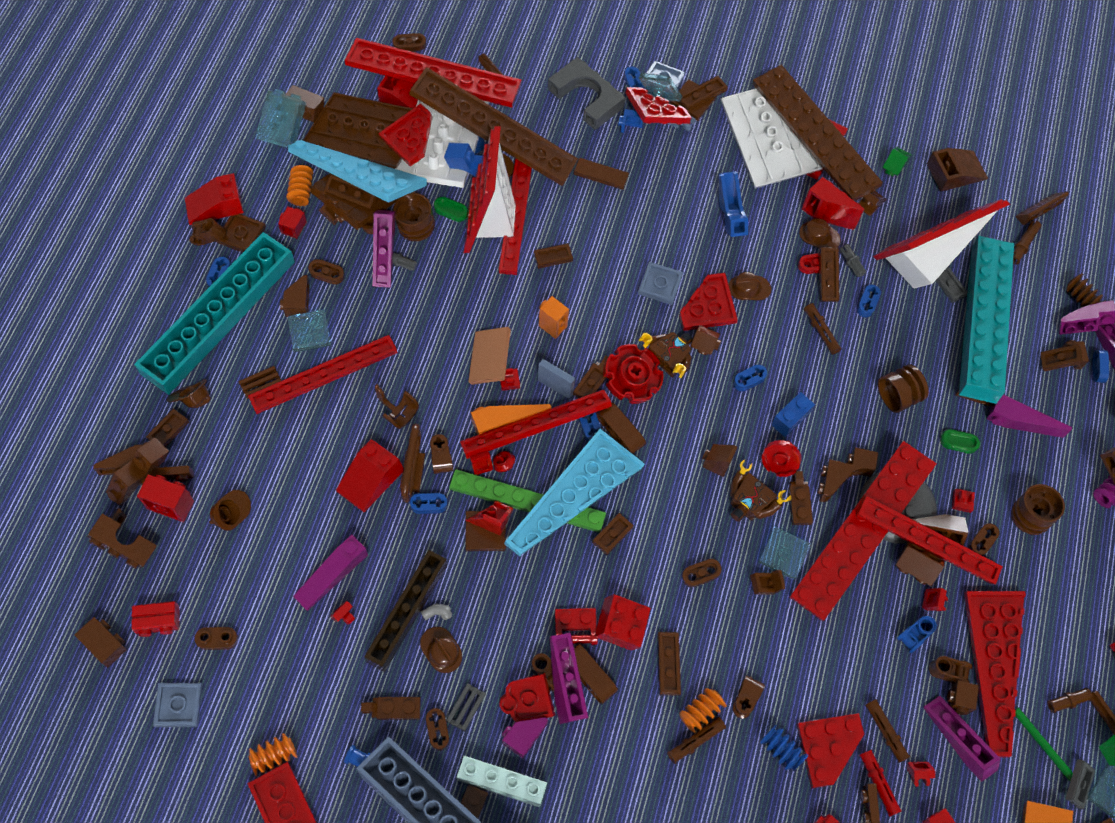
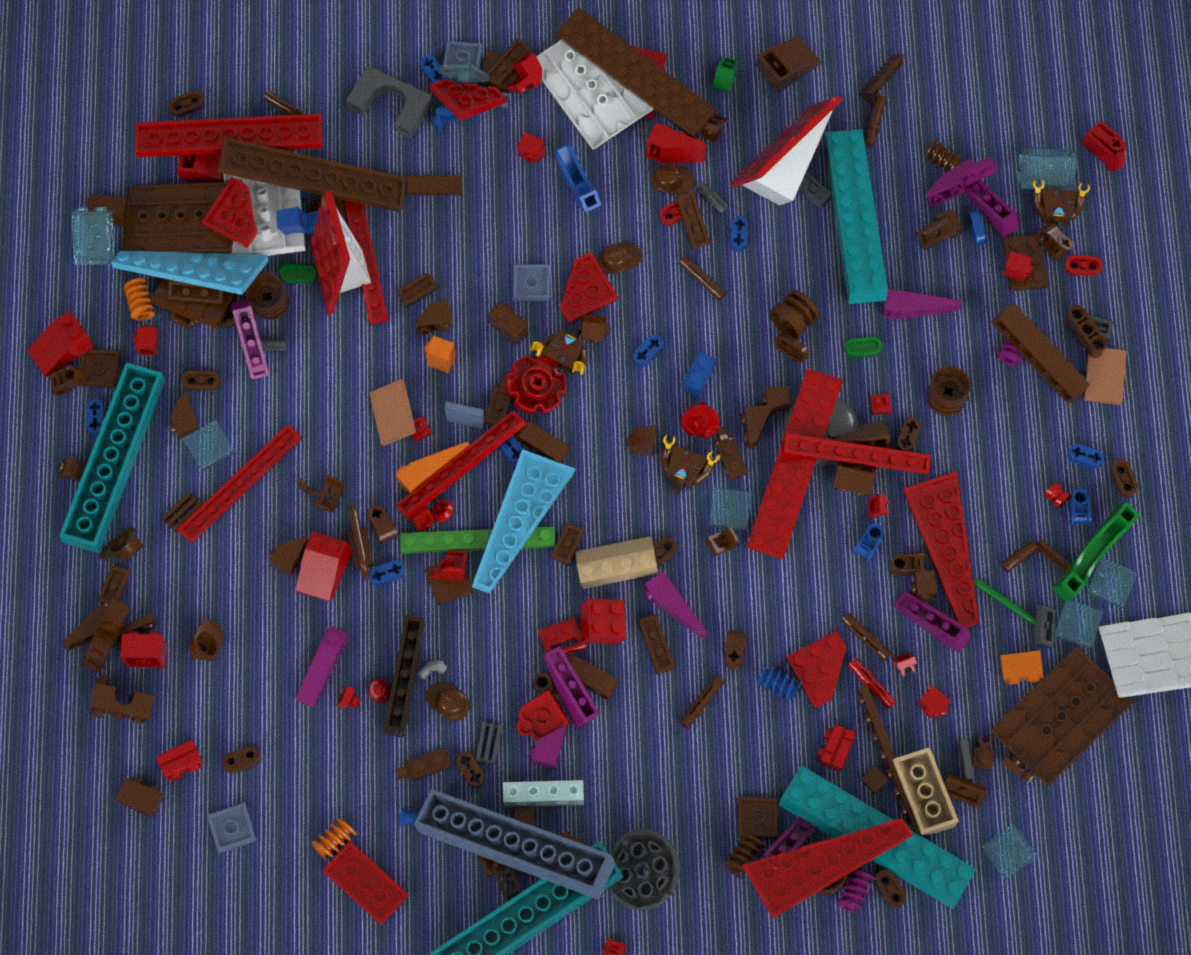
camera: 15 degrees left, 5 degrees up
(174, 309) = (71, 468): none -> reddish brown bracket
(340, 454) = (288, 555): none -> reddish brown slope
(377, 615) = (379, 690): none -> red hat
(560, 285) = (435, 317): none -> reddish brown slope
(626, 310) = (508, 323): none -> reddish brown brick
(655, 568) = (616, 562): none -> tan slope
(695, 621) = (669, 600): none -> magenta slope
(699, 168) = (531, 148): none -> red brick
(701, 709) = (697, 672): orange piece -> none
(719, 105) = (529, 73): none -> red brick
(891, 419) = (791, 347): none -> reddish brown plate

